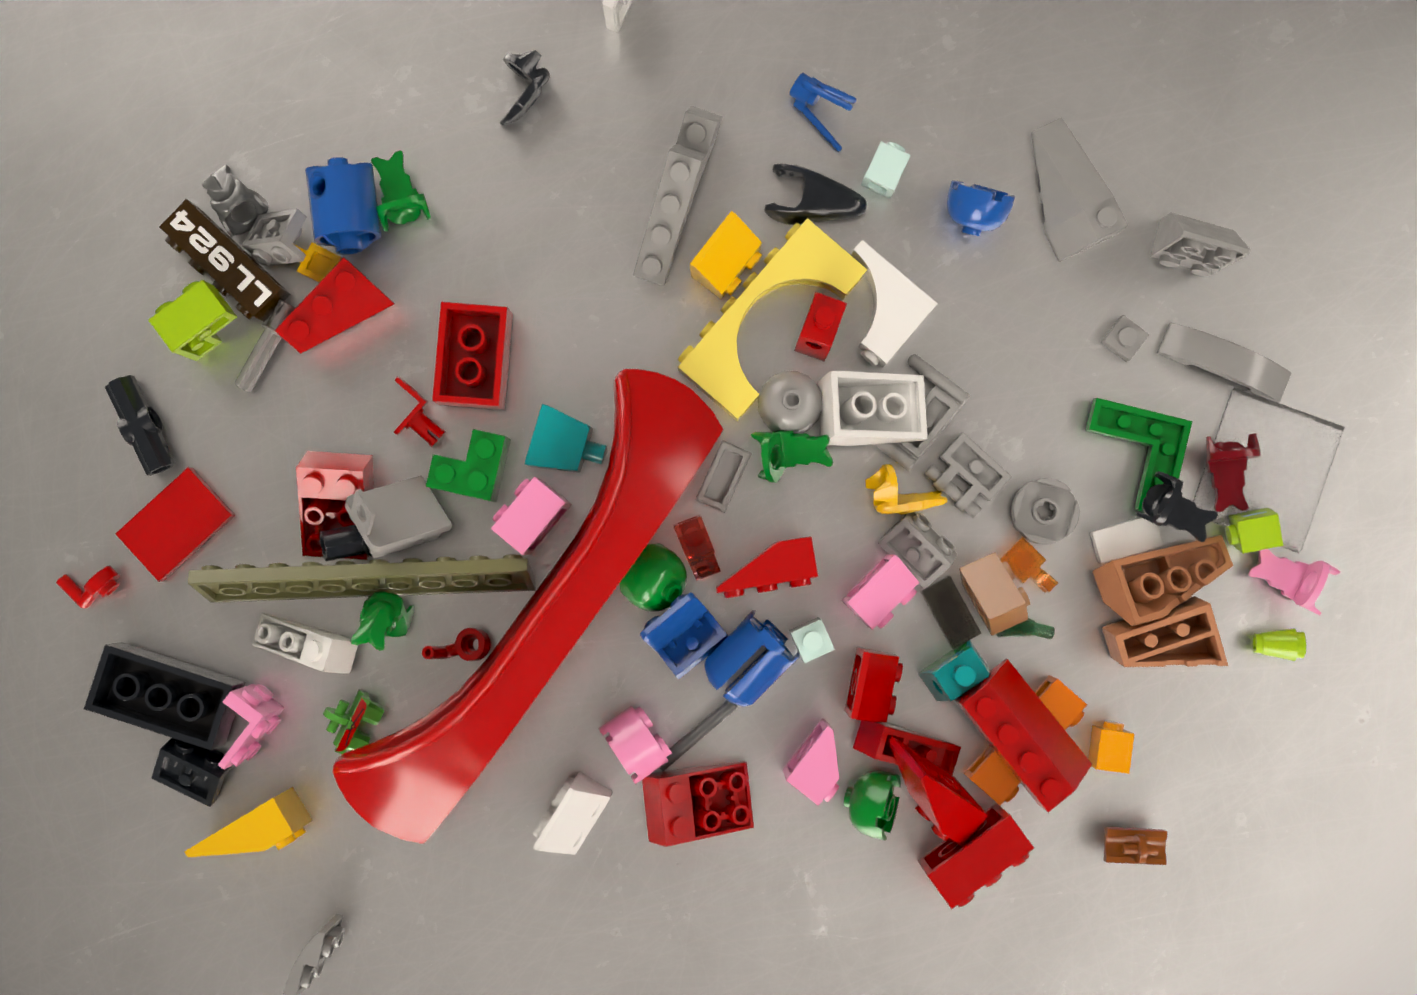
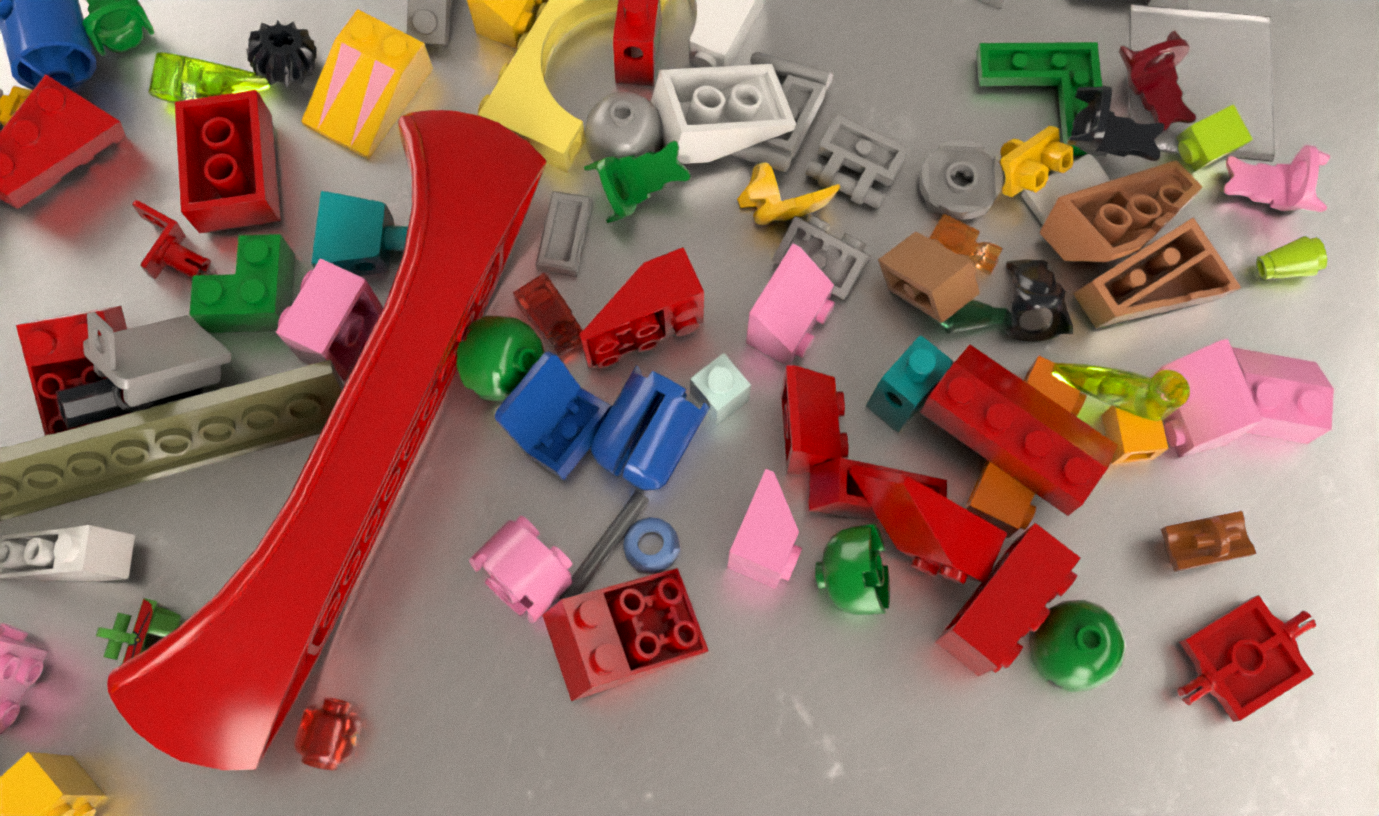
camera: 15 degrees left, 15 degrees down
(378, 617) = (154, 484): green hair -> none
(461, 272) = (188, 78): none -> clear neon green piece
(462, 647) = (272, 503): red plate -> none
(474, 822) = (328, 734): none -> clear red head
(521, 257) = (281, 53): none -> black gear
(571, 815) = (453, 679): white slope -> none
(592, 310) = (366, 83): none -> yellow slope
(731, 725) = (656, 562): none -> medium blue piece
(950, 612) = (881, 320): clear smoke tile -> none
(1020, 895) = (1078, 645): none -> green cylinder
(1071, 627) = (1035, 289): none -> black hair
(1103, 510) = (1029, 162): none -> yellow hips
(1112, 723) = (1128, 389): none -> clear neon green piece
(1133, 931) = (1246, 658): none -> red plate
(1167, 743) = (1218, 402): none -> bright pink slope
(1228, 745) = (1289, 395): none -> bright pink slope

